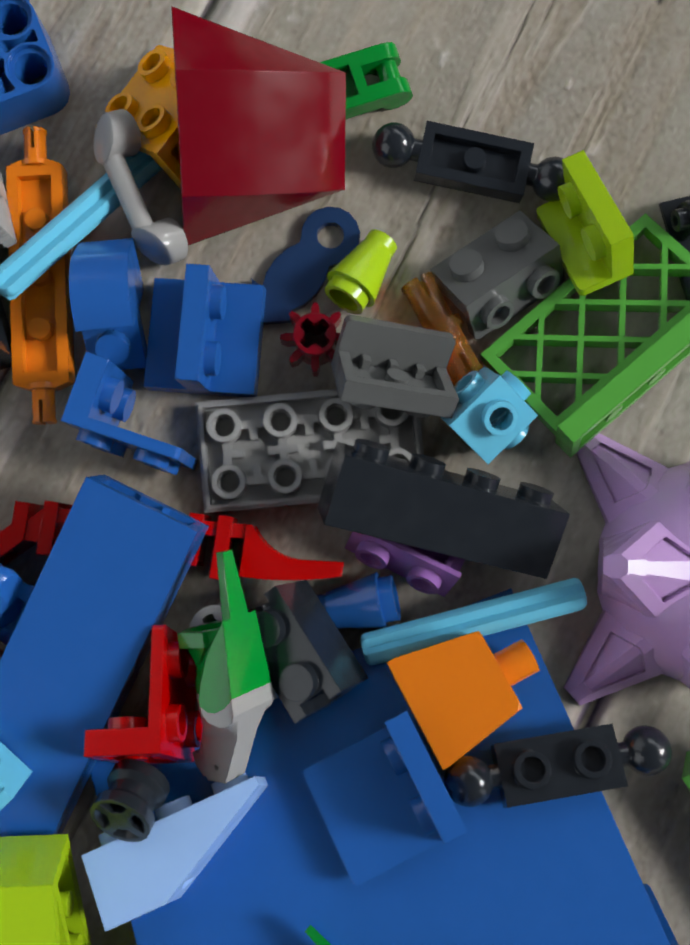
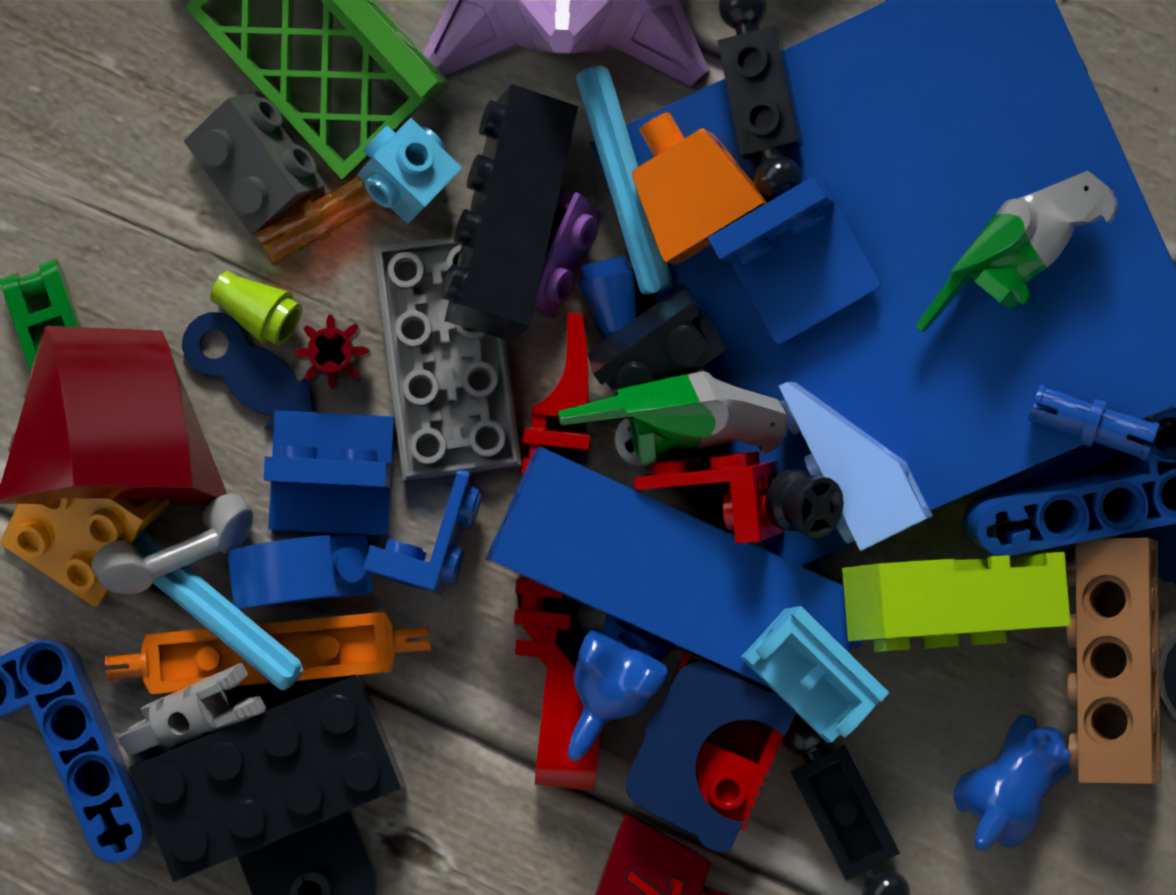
camera: 85 degrees left, 0 degrees up
(394, 367) = (365, 265): dark grey bracket -> none
(469, 161) = (131, 191): black plate -> none
(589, 228) = (210, 71): lime bracket -> none

